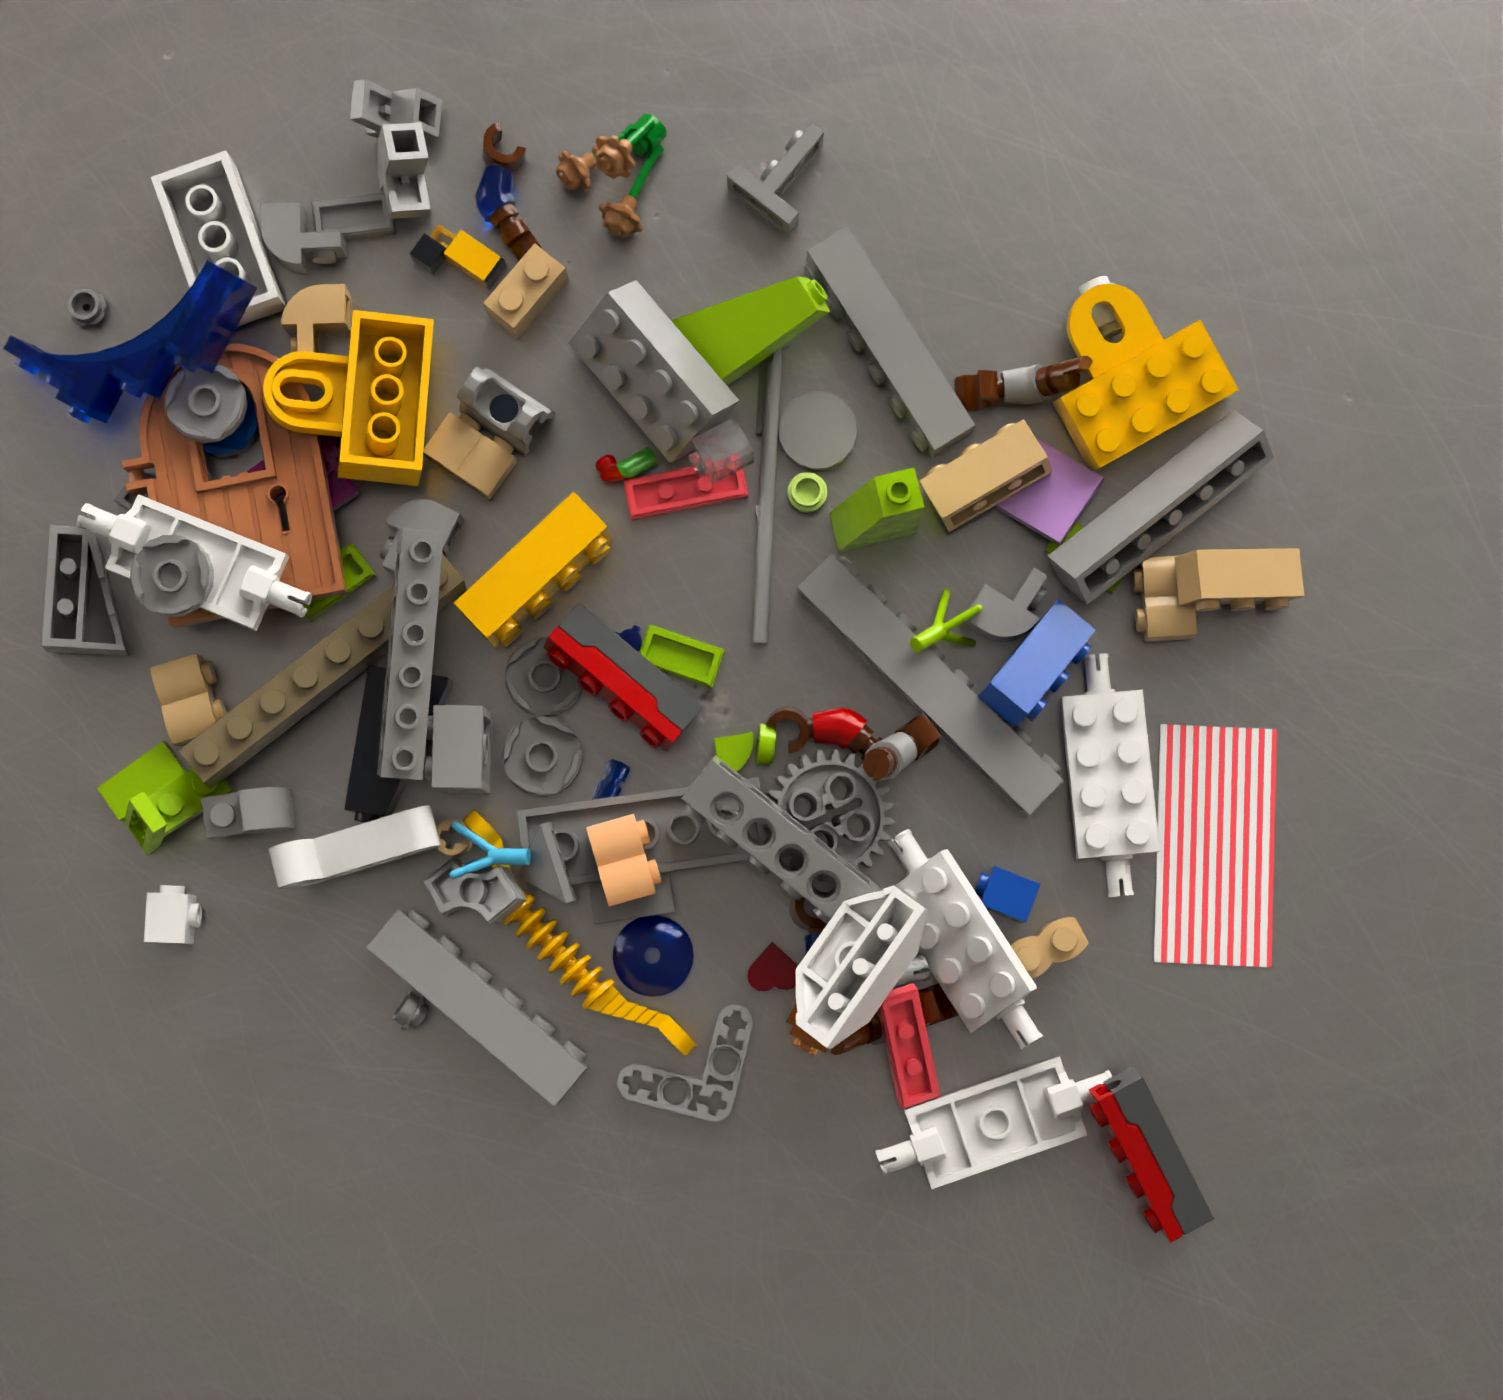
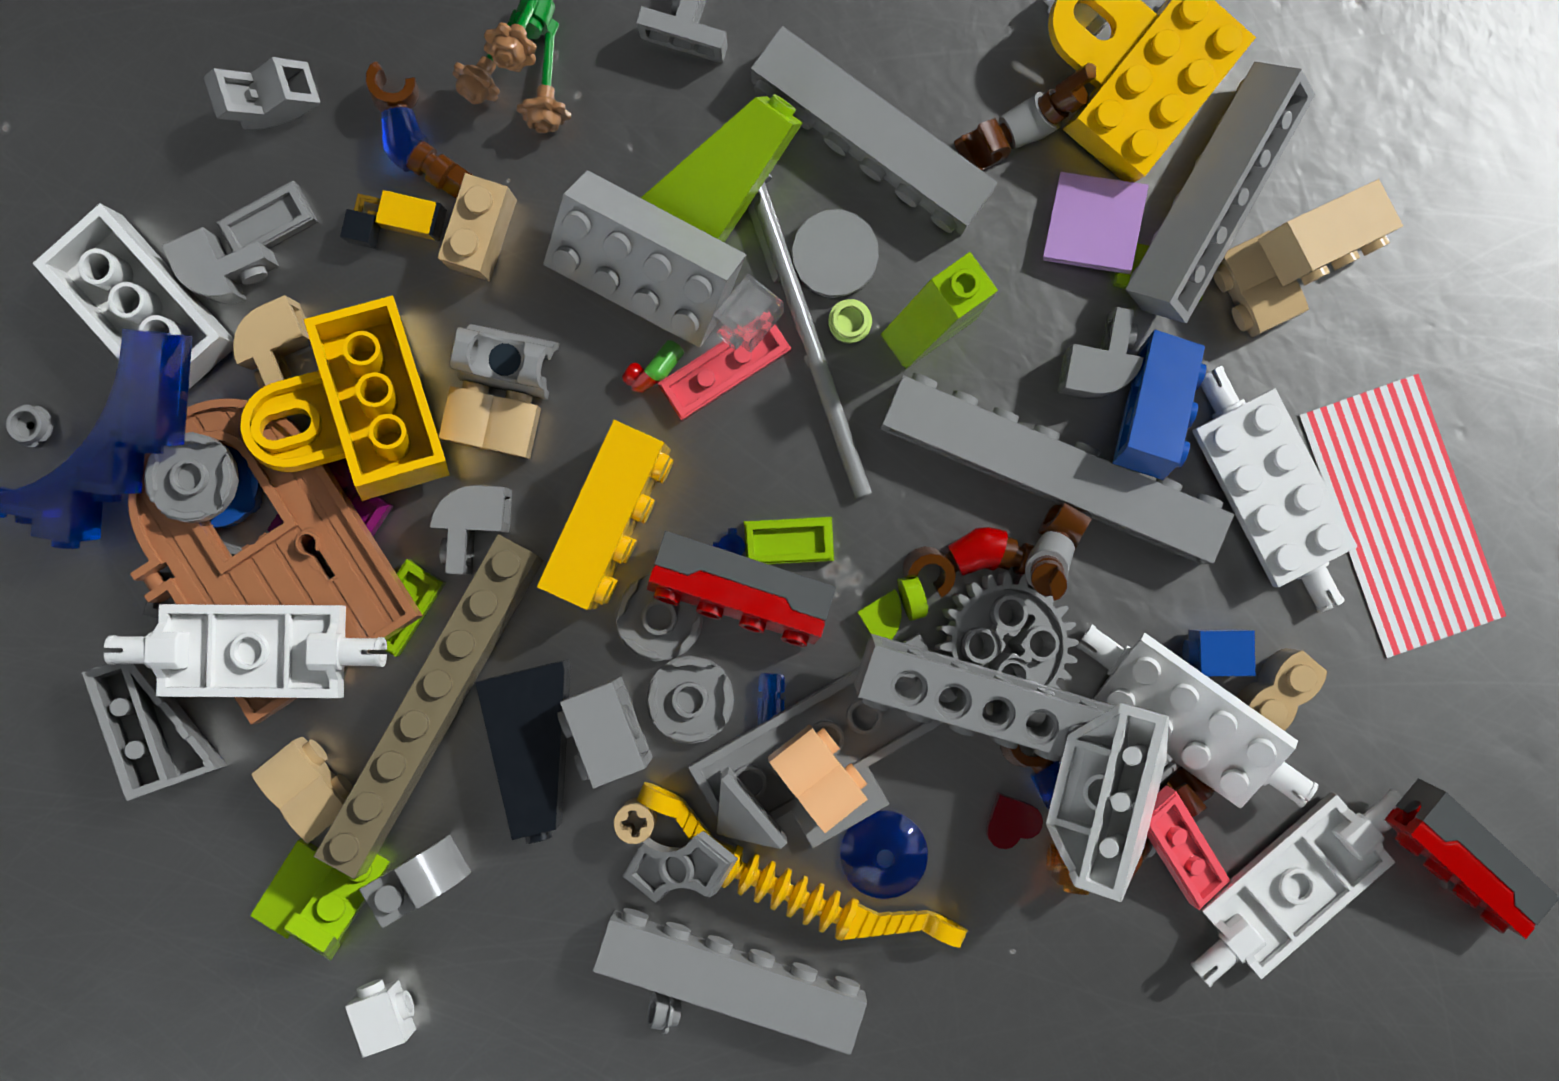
camera: 20 degrees left, 5 degrees up
(172, 576) = (229, 678): light grey tile -> none
(354, 848) = (538, 877): white beam -> none
(401, 169) = (295, 150): light grey brick -> none
(410, 654) = (514, 659): light grey brick -> none
(495, 856) = (686, 827): medium azure plant -> none
(710, 1081) = (994, 957): light grey beam -> none
(940, 630) = (1048, 410): lime plant -> none
(985, 474) = (1031, 227): tan brick -> none

